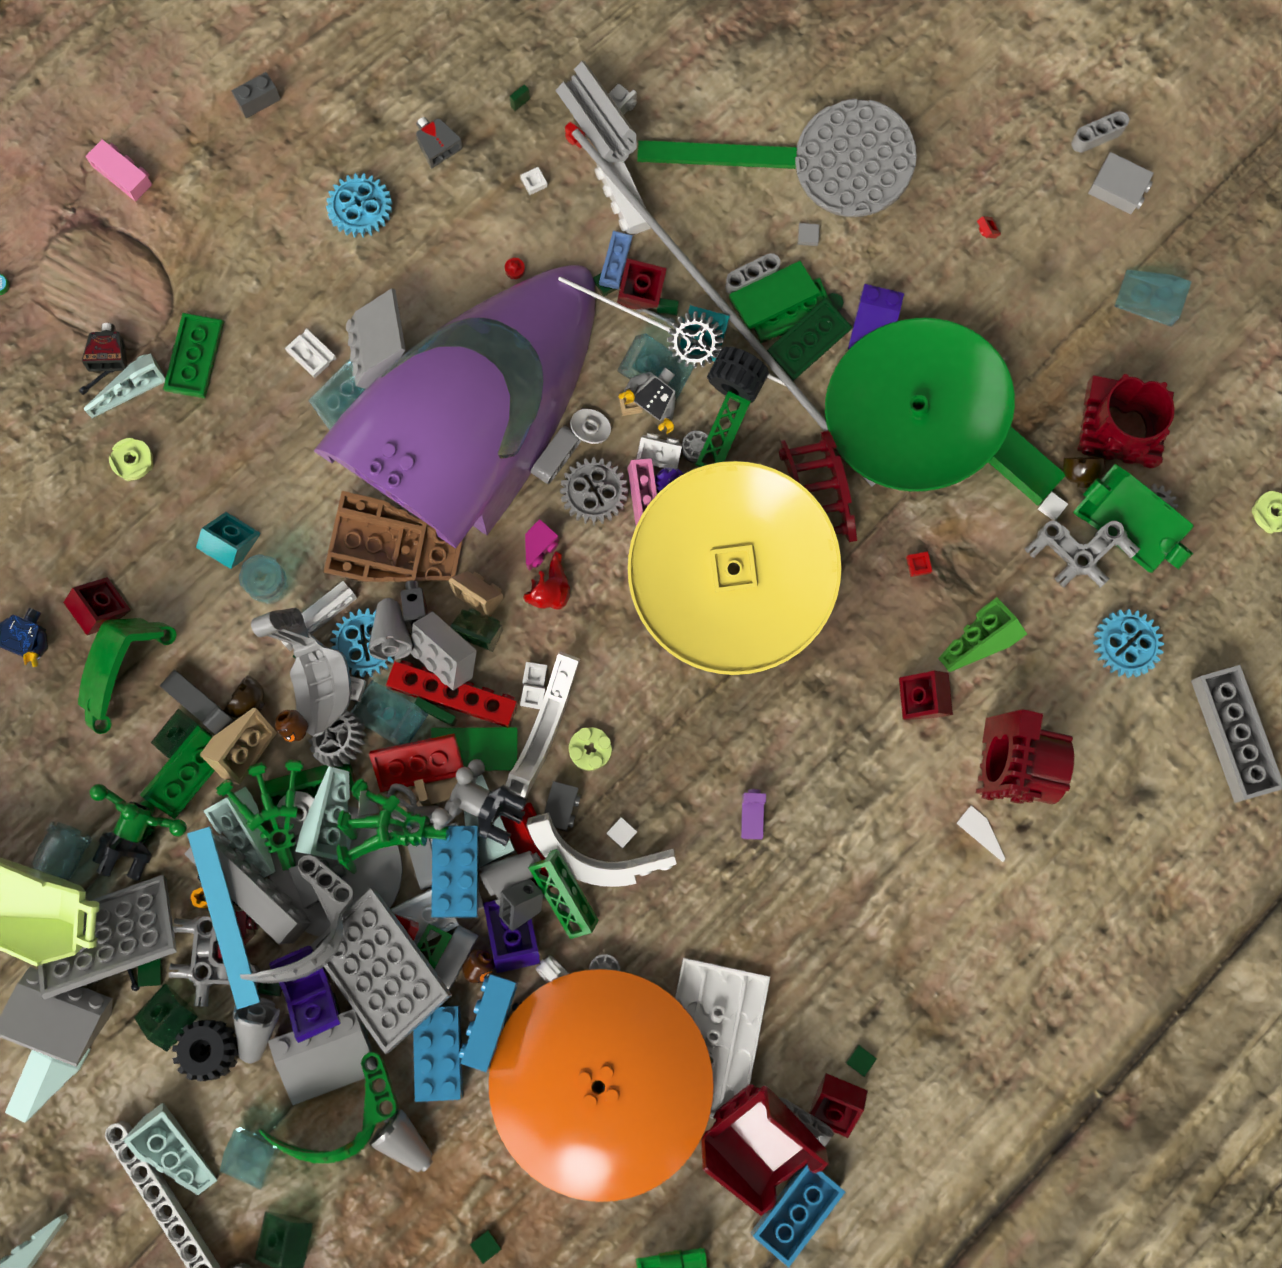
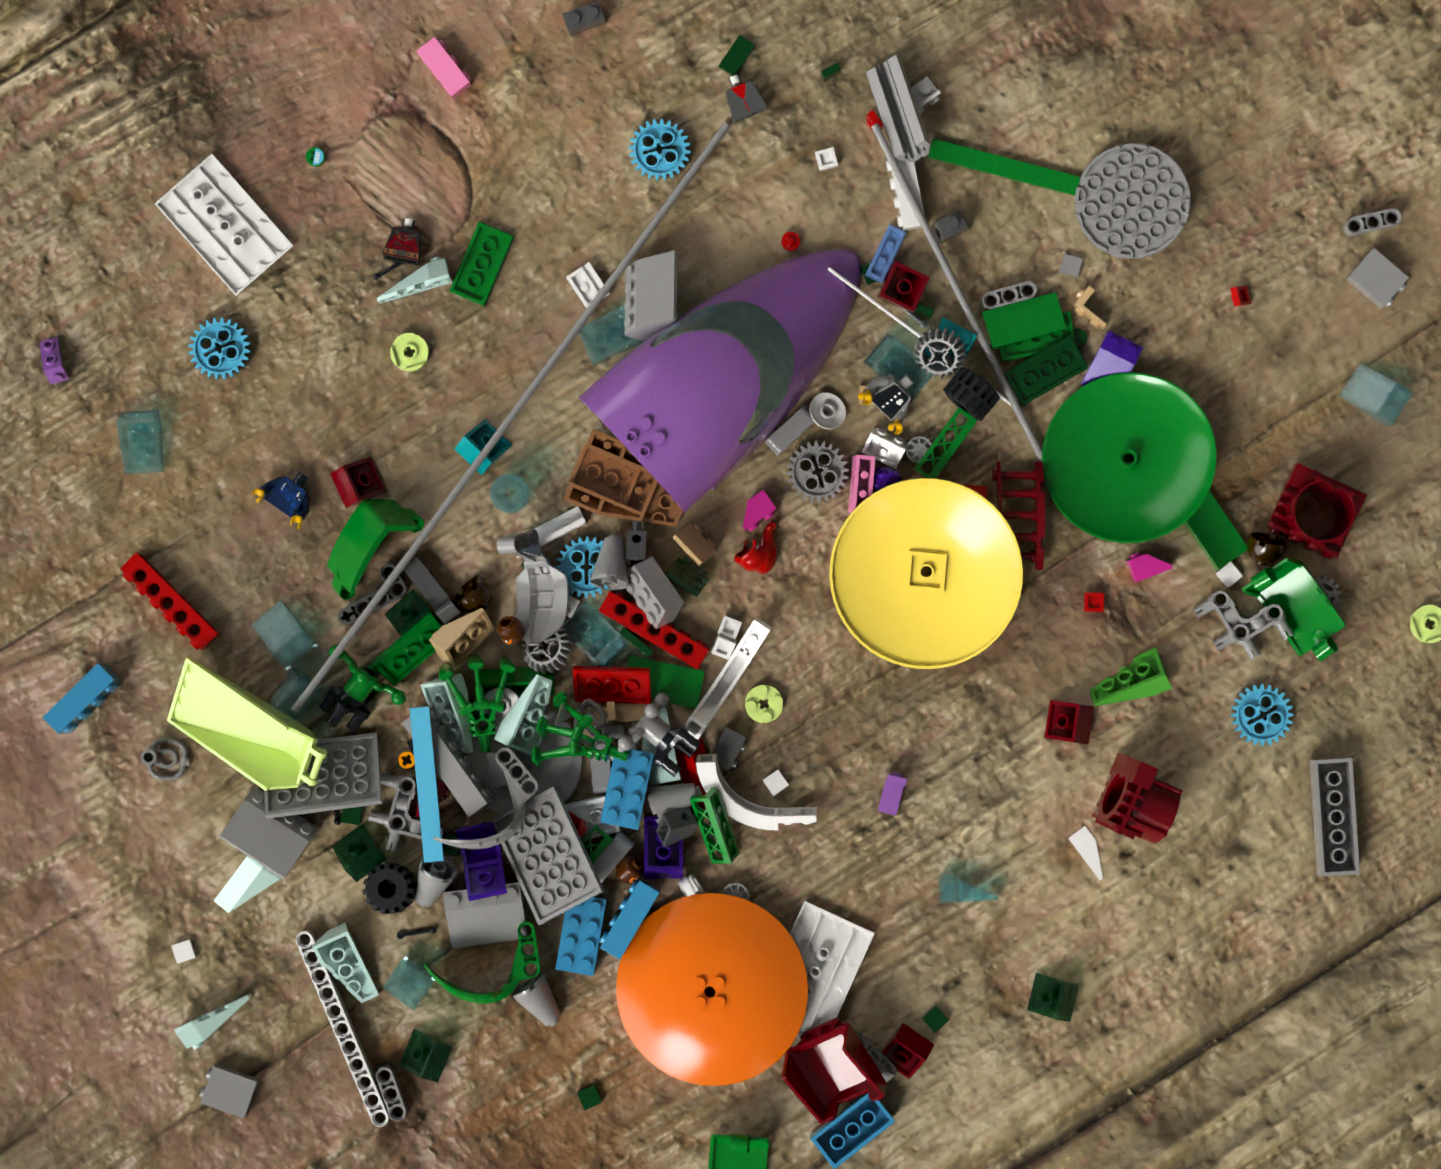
camera: 20 degrees right, 10 degrees up
(41, 790) = (284, 635): none -> clear light blue slope
(132, 726) = (391, 597): none -> dark grey beam
(177, 633) = (509, 419): none -> light grey piece
(230, 1103) = (400, 935): none -> black hinge
(420, 102) = (736, 56): none -> dark green tile
(677, 216) = (950, 227): none -> dark grey torso
(834, 274) = (1083, 295): none -> tan bracket
(852, 906) = (958, 890): none -> clear light blue slope
(964, 515) = (1146, 566): none -> dark pink slope
(986, 1005) = (1053, 997): none -> clear green slope

